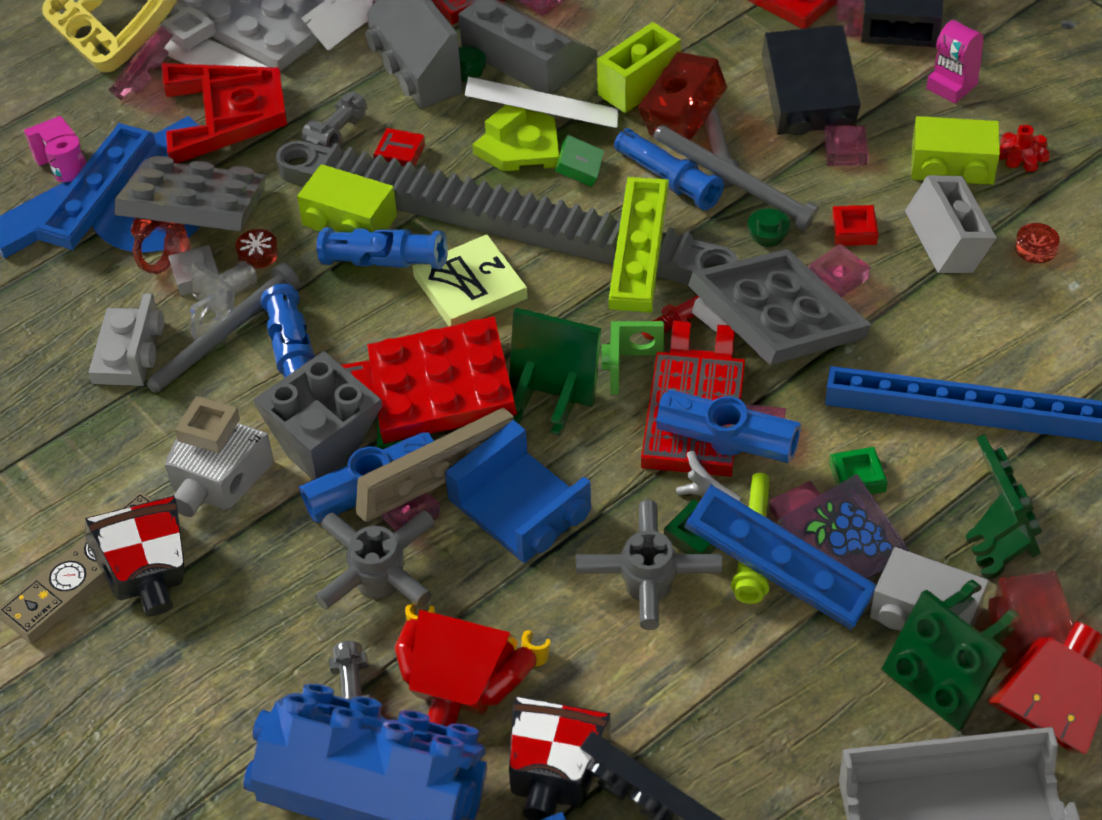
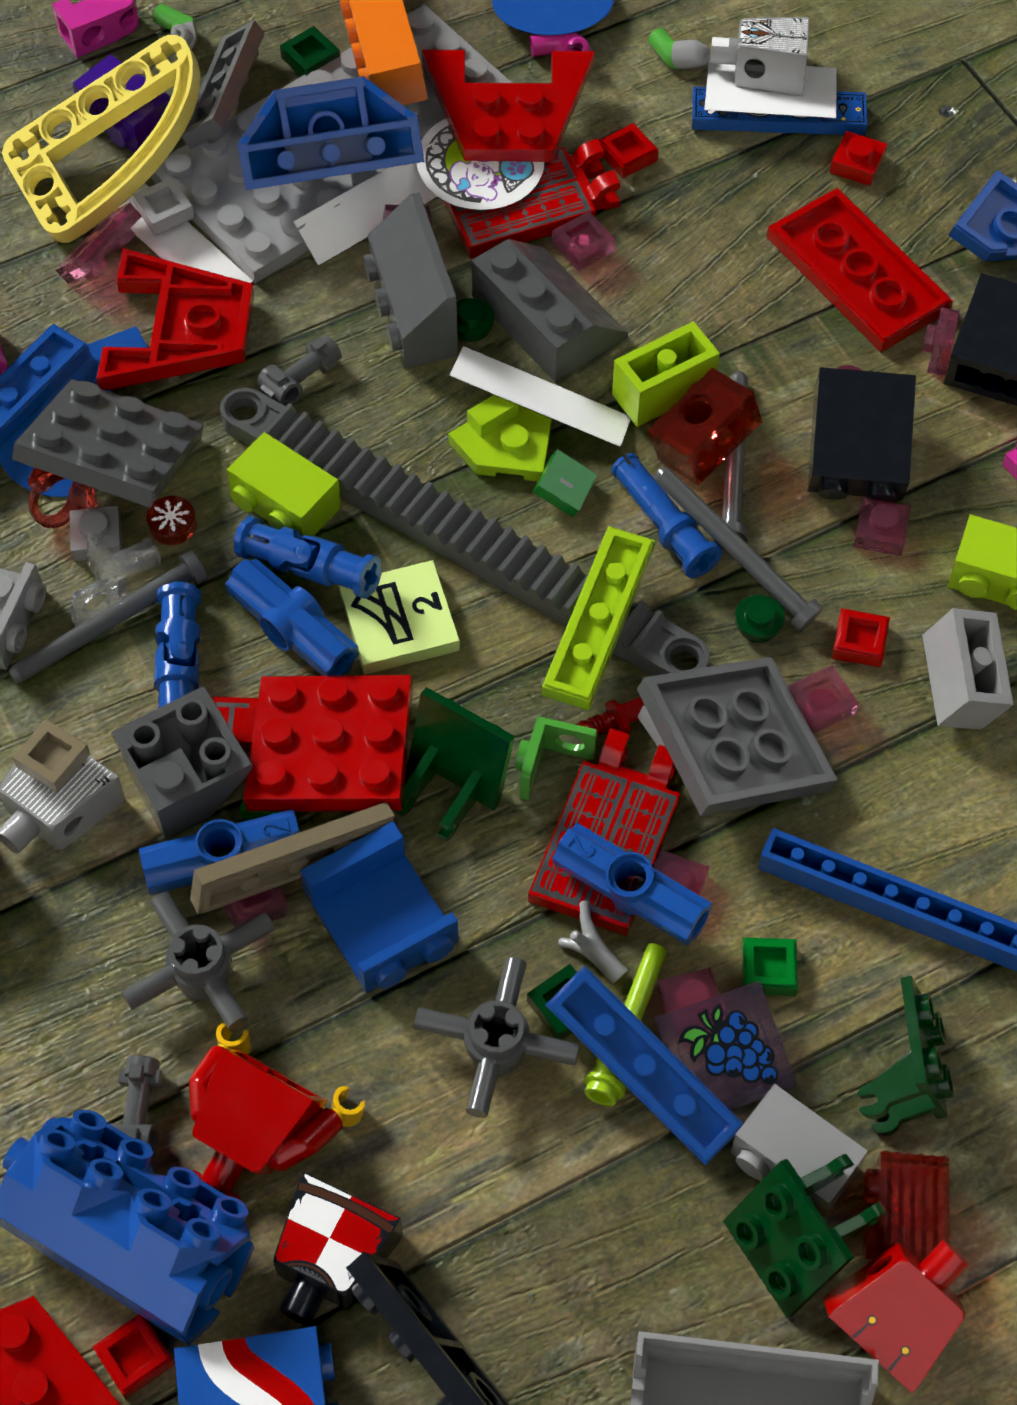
camera: 10 degrees right, 10 degrees up
(380, 297) = (291, 618): none -> blue piece
(400, 145) = (365, 420): red tile -> none

